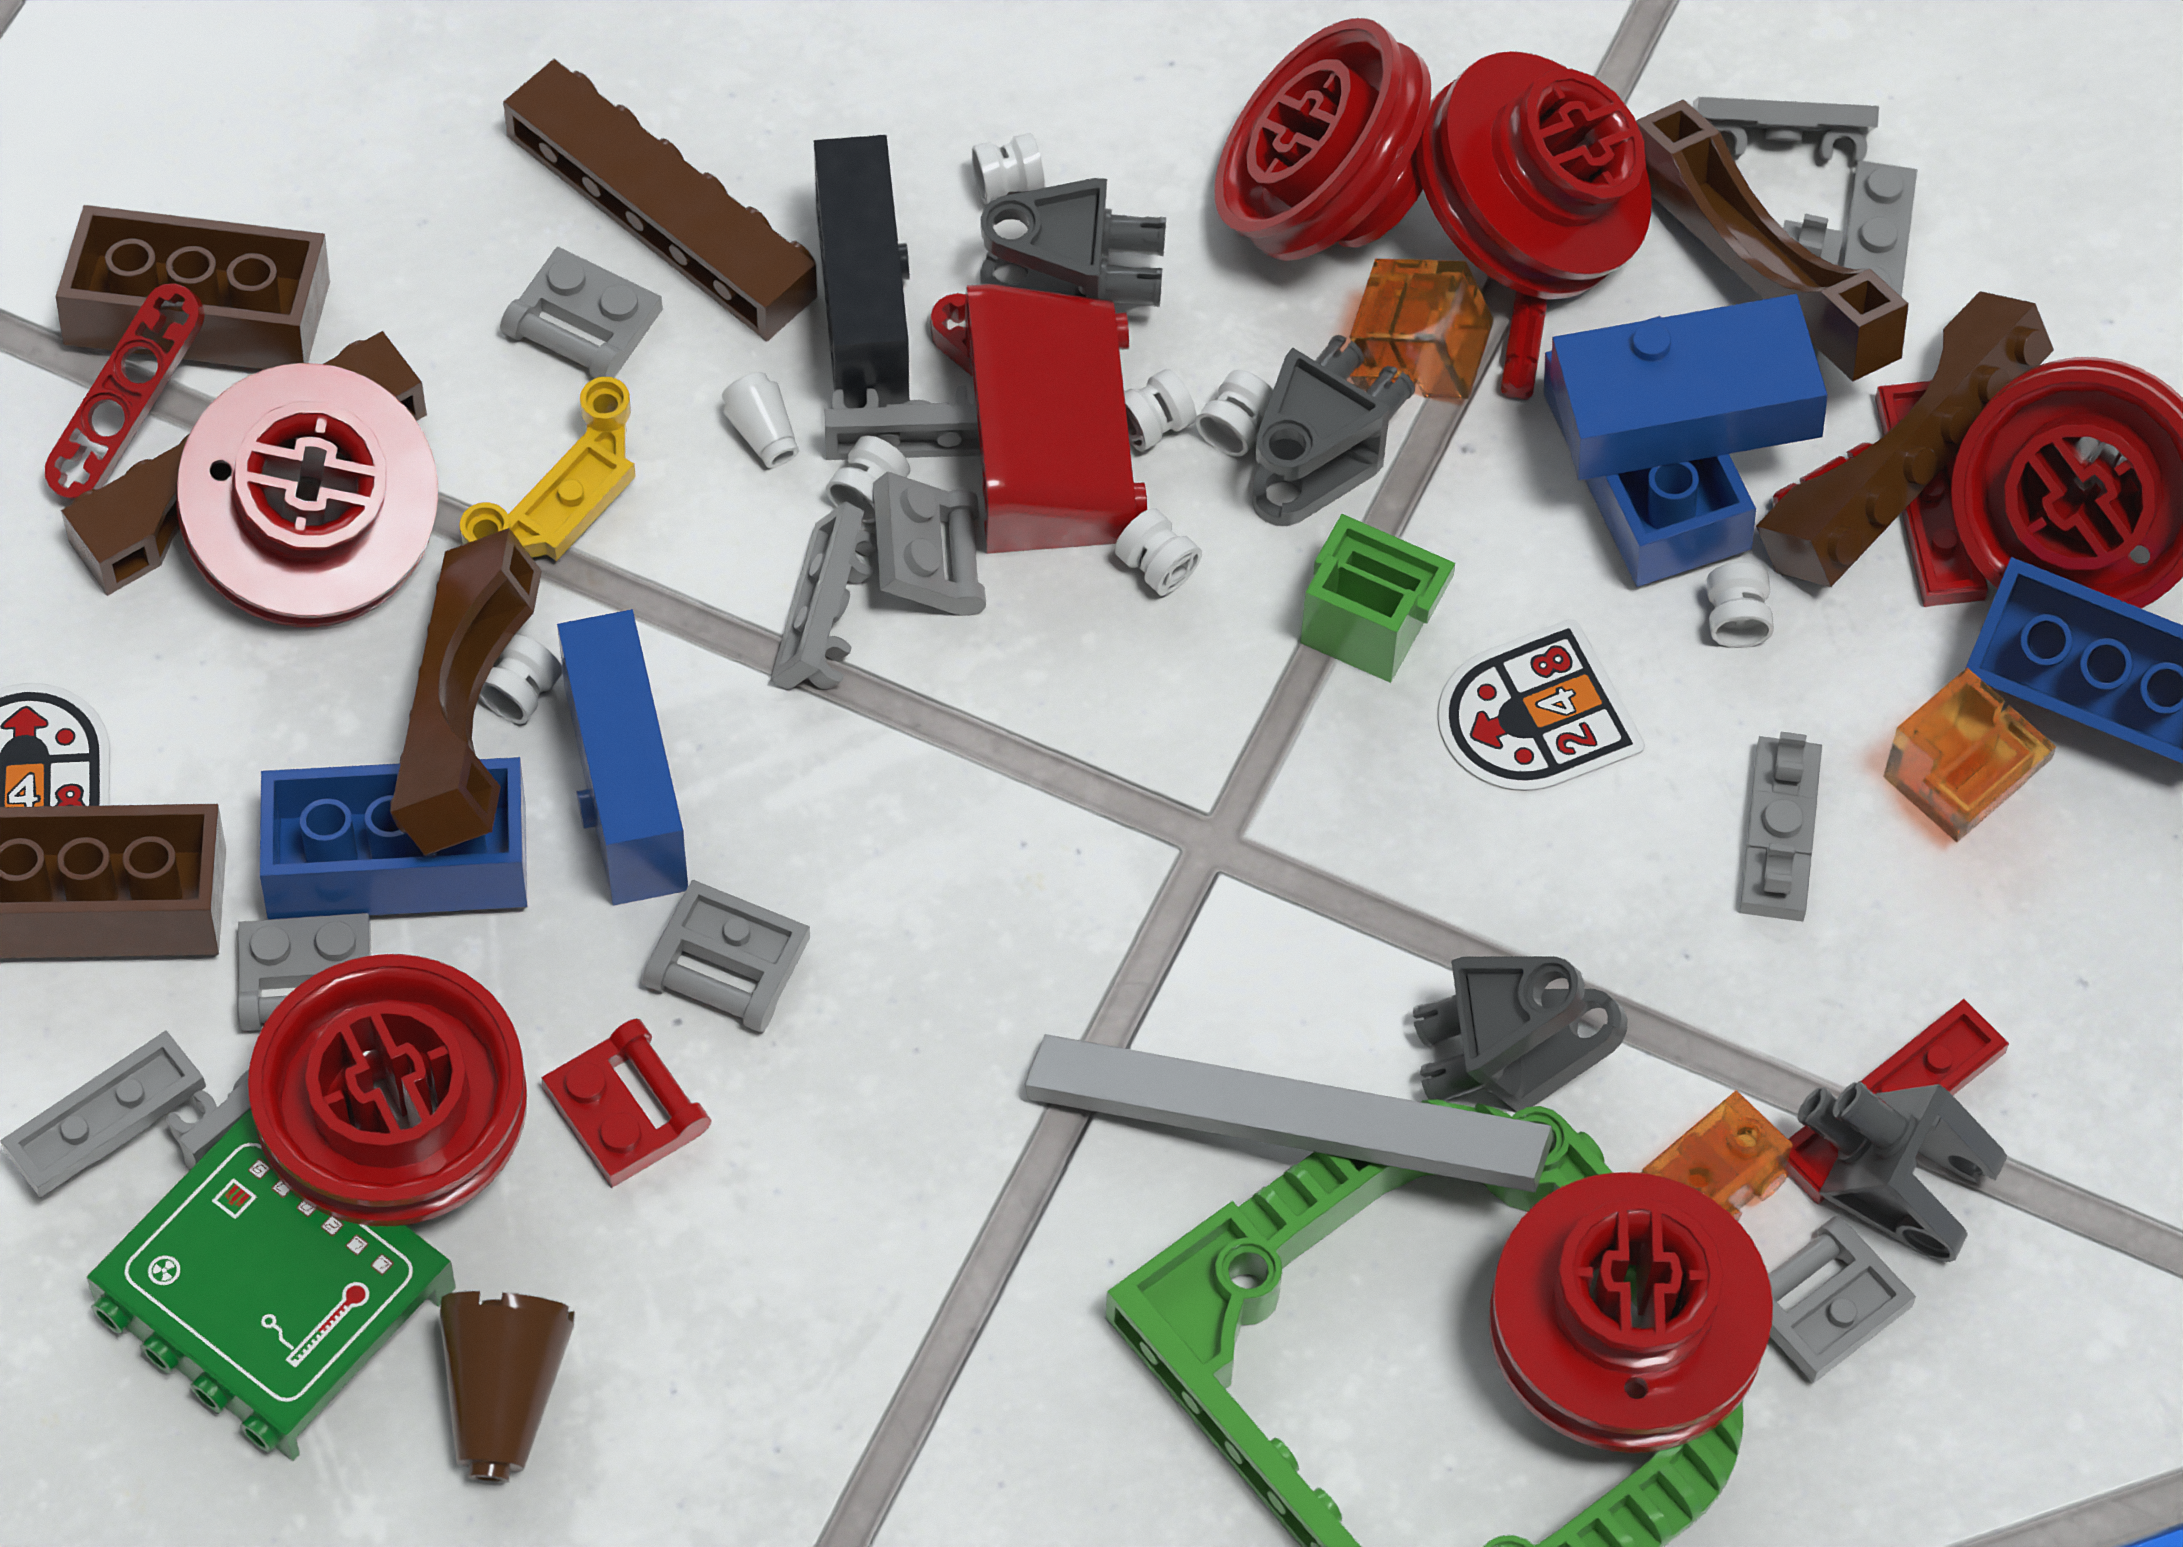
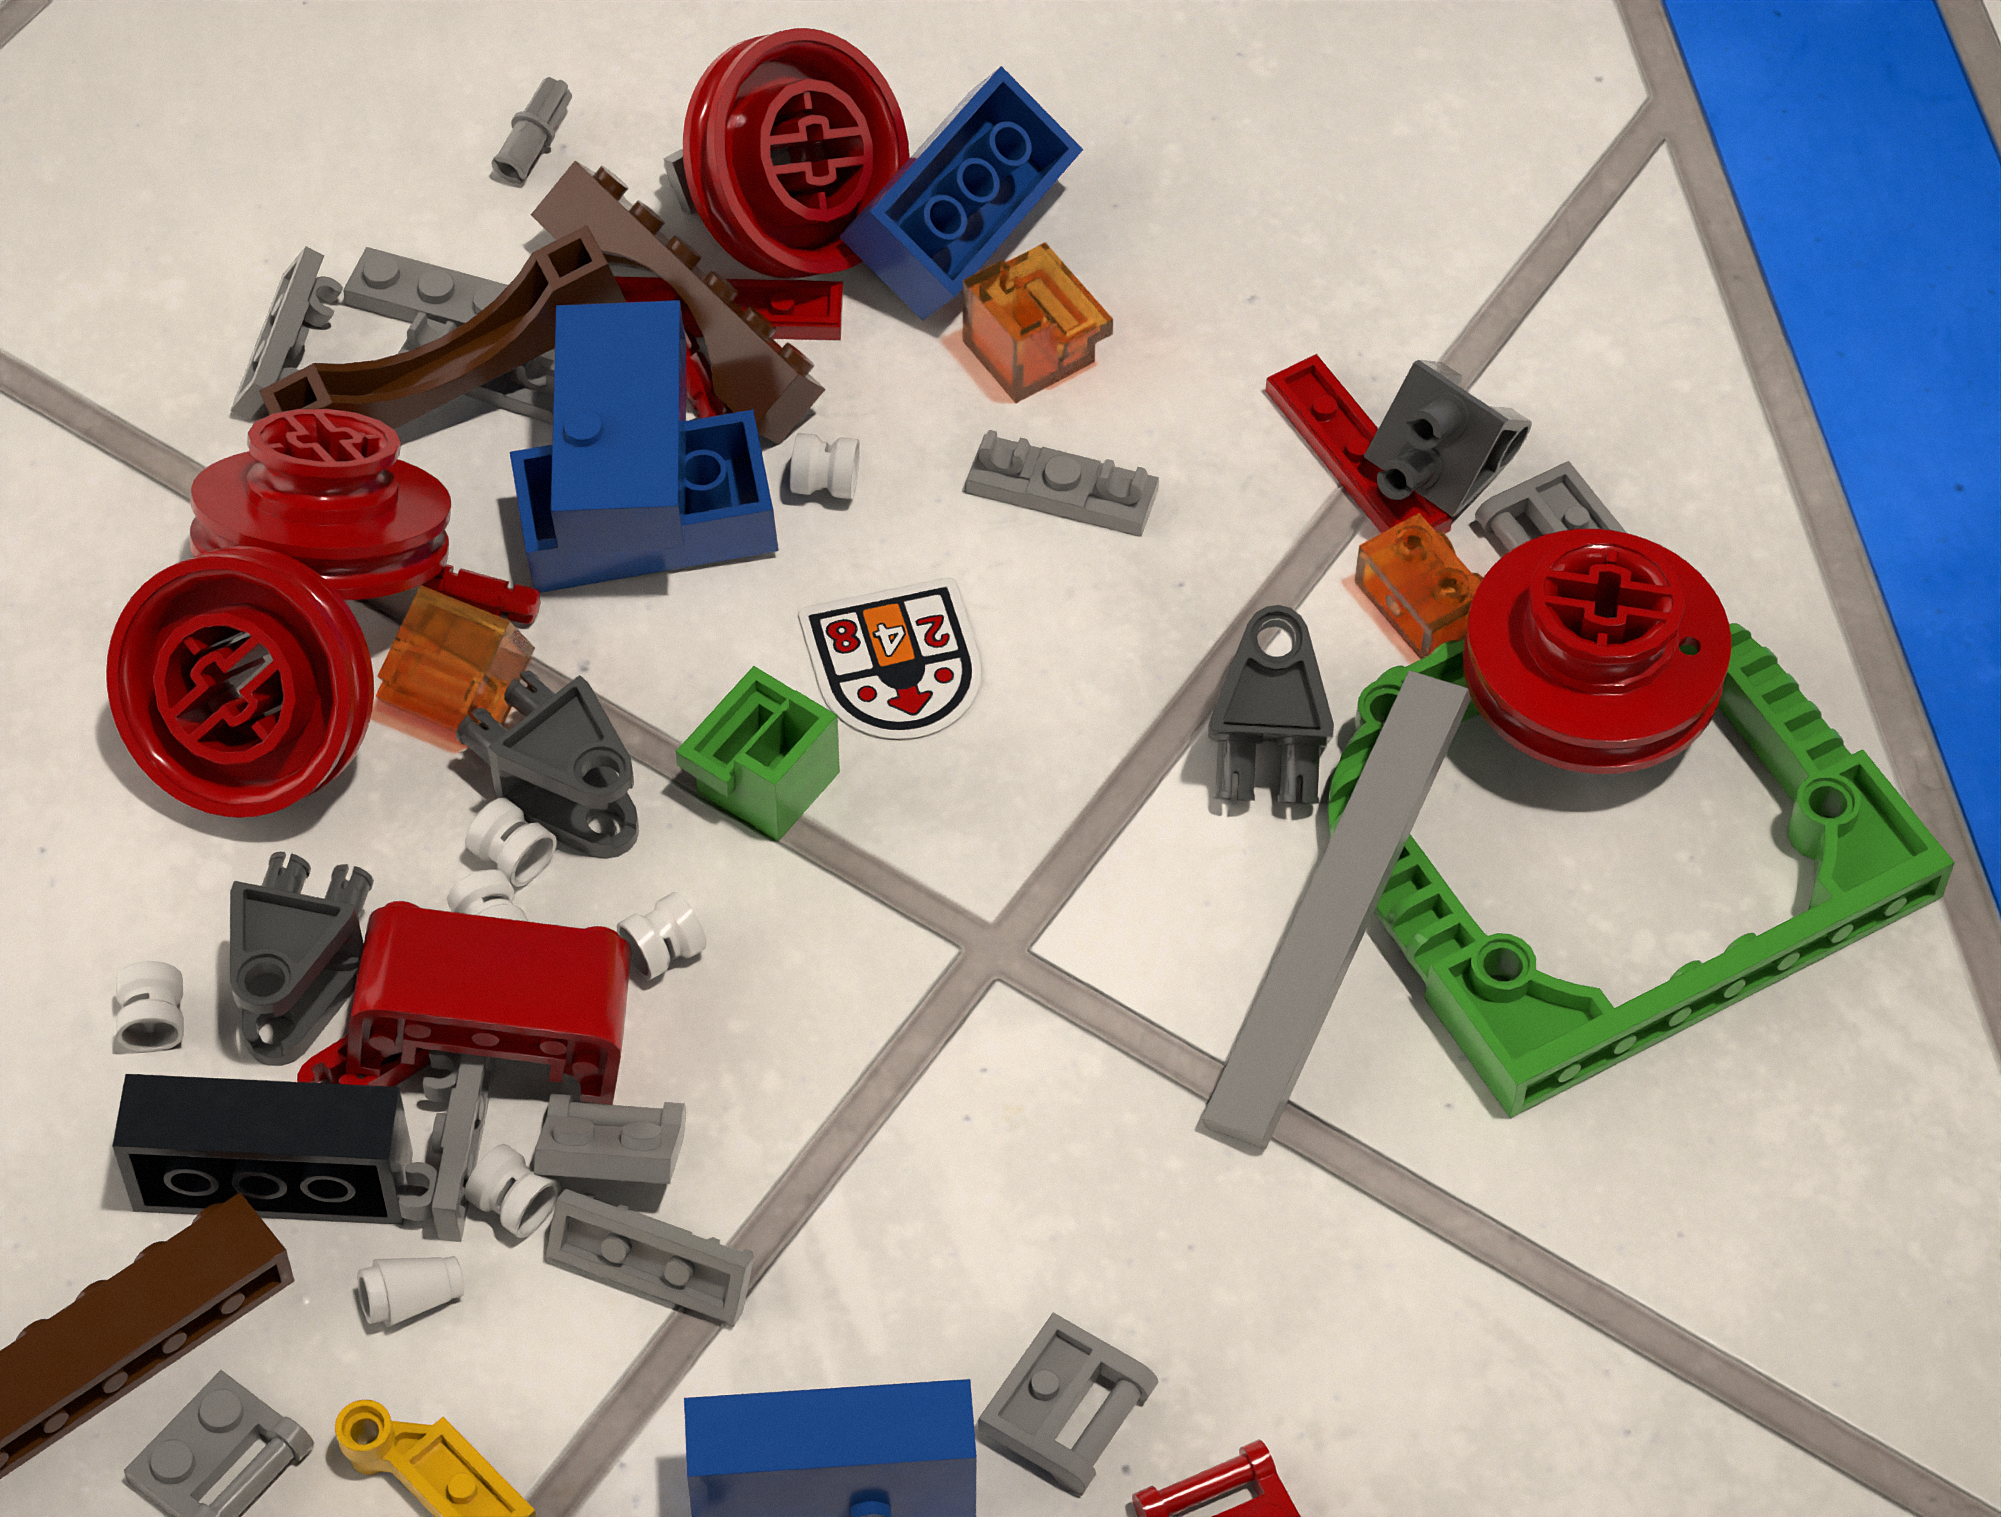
camera: 80 degrees left, 5 degrees down
(2112, 283) = (532, 130): none -> light grey axle

